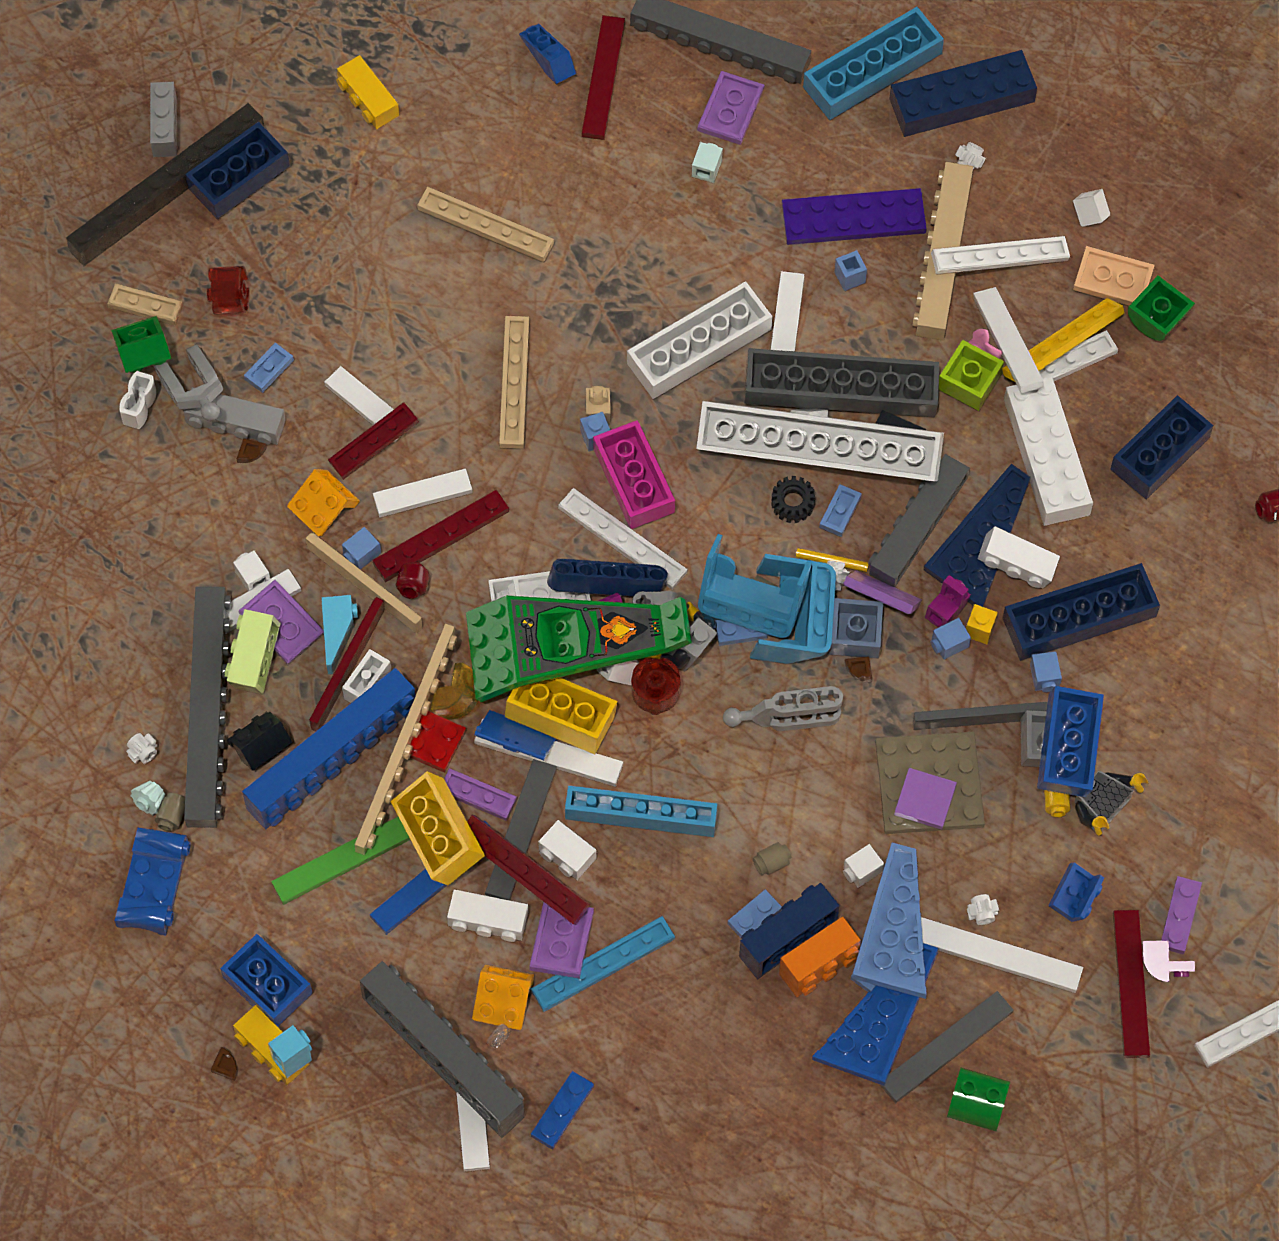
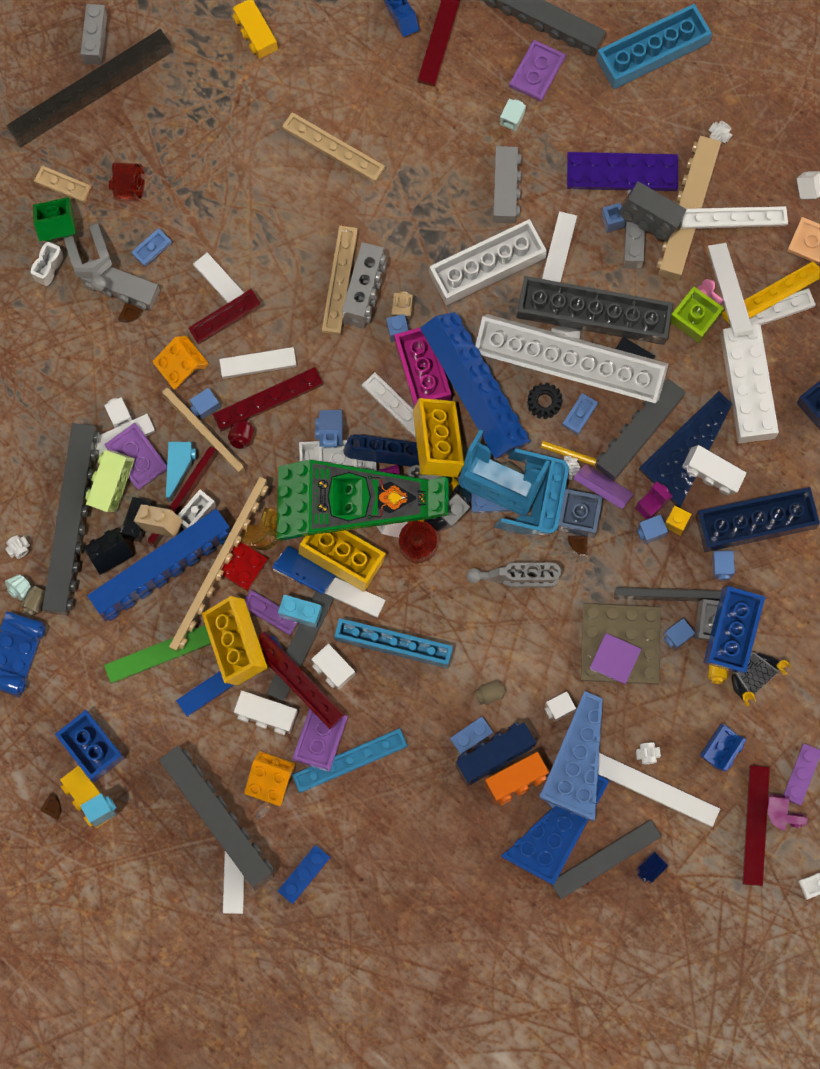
camera: 10 degrees right, 10 degrees up
(237, 170) = (146, 83): dark blue brick -> none
(292, 697) = (129, 528): none -> black brick
(321, 691) = (158, 520): none -> tan brick
(516, 784) = (300, 611): none -> medium azure brick
(525, 559) = (329, 428): none -> medium blue brick
(547, 383) = (363, 285): none -> light grey brick
(665, 553) = (438, 437): none -> yellow brick
(703, 484) = (475, 384): none -> blue brick
(709, 246) = (505, 184): none -> light grey brick
(879, 282) = (633, 245): none -> light grey brick
(898, 254) = (652, 211): none -> dark grey brick
(963, 93) = (721, 78): dark blue brick -> none
(978, 1099) = (625, 904): green brick -> none
(1001, 762) = (678, 634): none -> medium blue brick
(1006, 1049) = (651, 868): none -> clear blue brick

